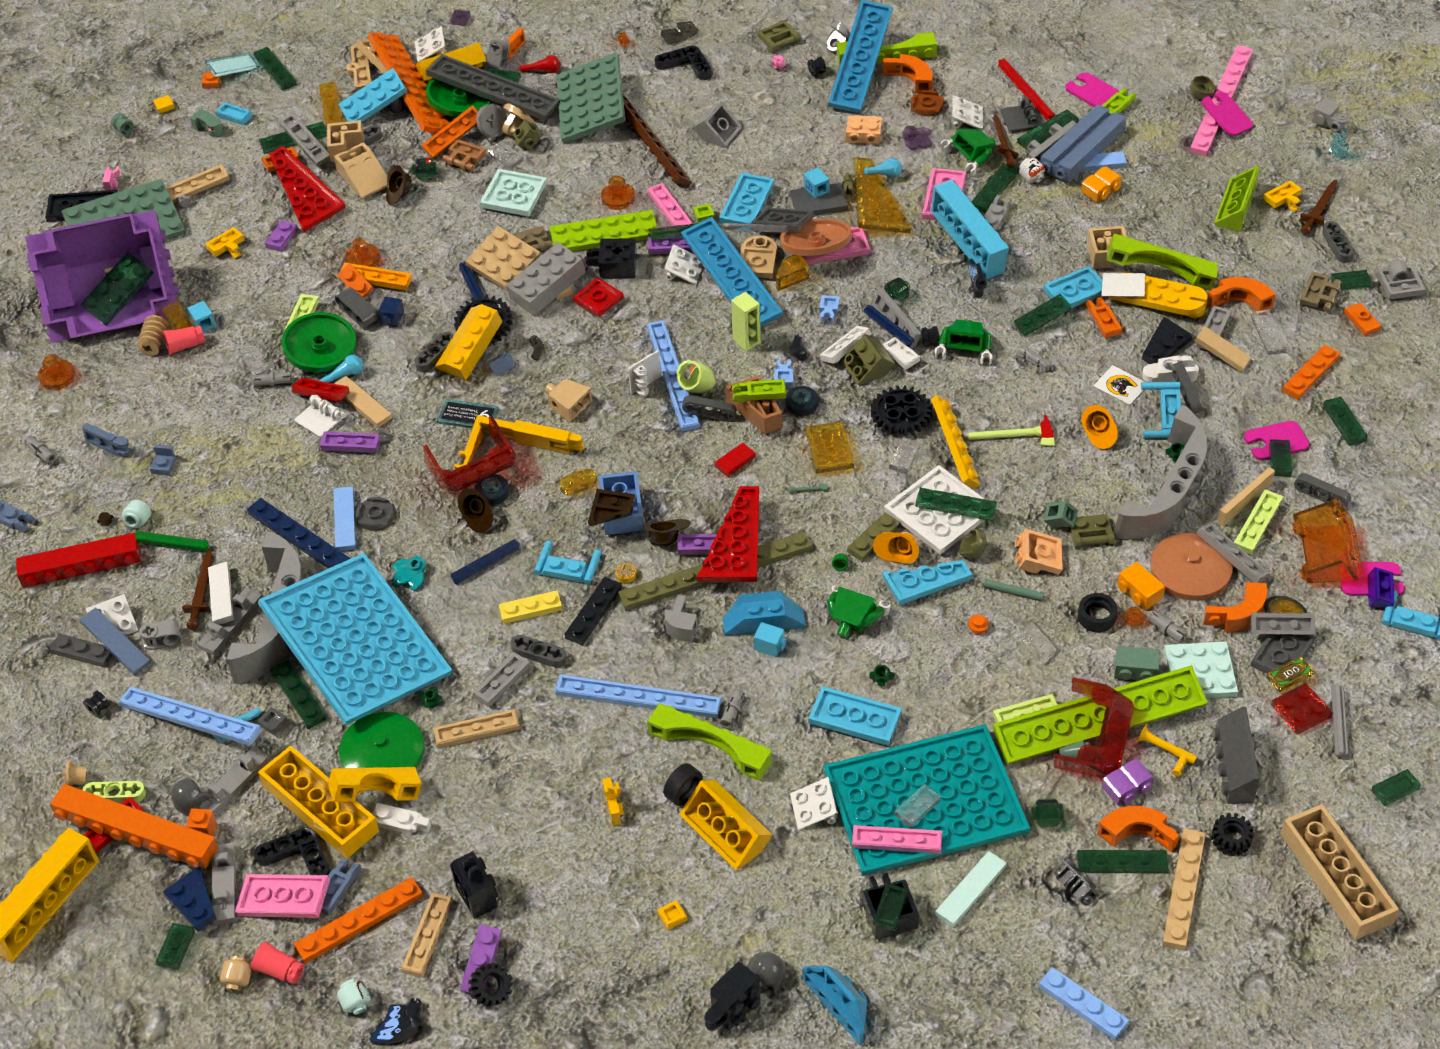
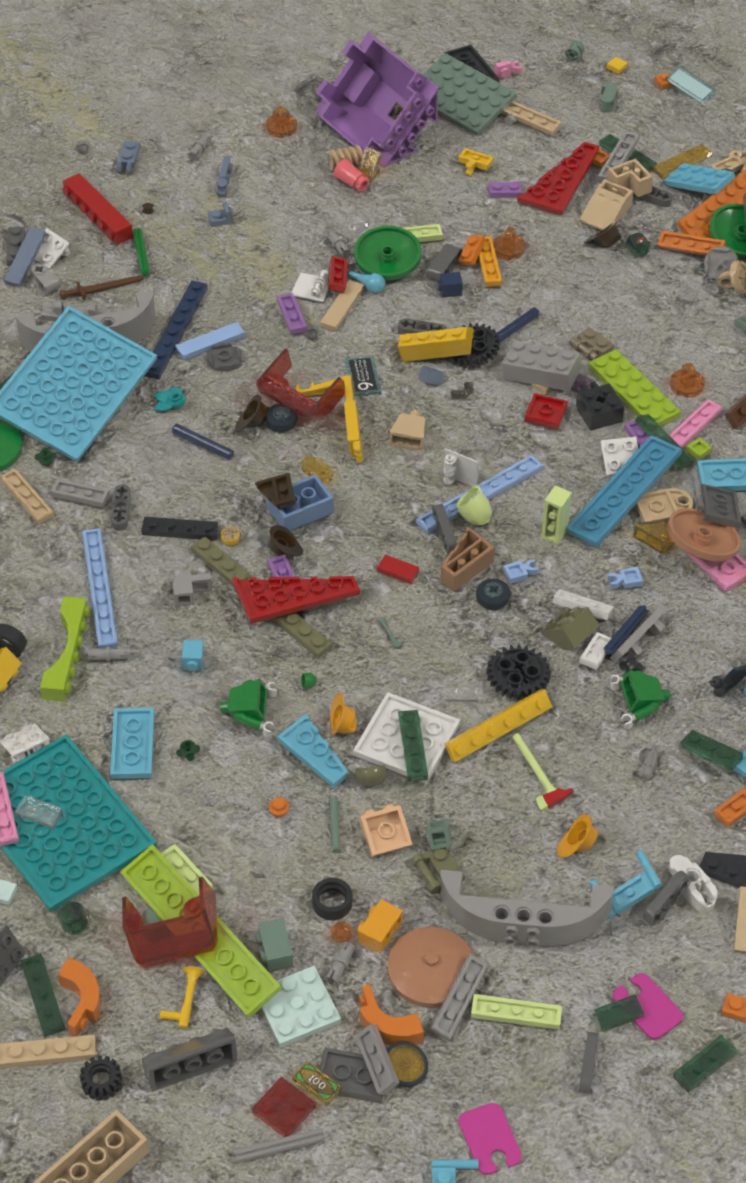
camera: 65 degrees right, 0 degrees up
(117, 288) = (374, 116): clear green plate -> none
(136, 514) = (156, 221): light aqua head -> none
(201, 316) = (382, 177): medium azure brick -> none
(221, 593) = (99, 296): white tile -> none
(233, 113) = (633, 108): medium azure tile -> none
(275, 68) = (705, 111): clear green tile -> none
(466, 151) = (677, 264): medium nougat plate -> none
(502, 257) = (554, 327): tan plate -> none
(513, 192) = (644, 311): light aqua plate -> none
(527, 135) = (720, 293): olive brick -> none
(530, 607) = (166, 487): light yellow plate -> none
(566, 568) = (217, 495): medium azure plate -> none
(759, 390) = (469, 550): lime hinge -> none
(765, 607) = (224, 645): dark azure wedge -> none
(798, 349) = (559, 571): black animal -> none
(829, 447) = (444, 631): clear yellow plate -> none
(863, 545) = (353, 698): olive plate -> none
(897, 289) = (677, 622): clear green head -> none
(1120, 384) = (658, 845): sticker -> none
(1127, 782) = (131, 974): medium lavender brick -> none
(1246, 496) = (545, 991): tan tile -> none
(1328, 543) = (510, 1087): clear orange windscreen -> none
(1380, 588) = (473, 1147): dark purple slope -> none

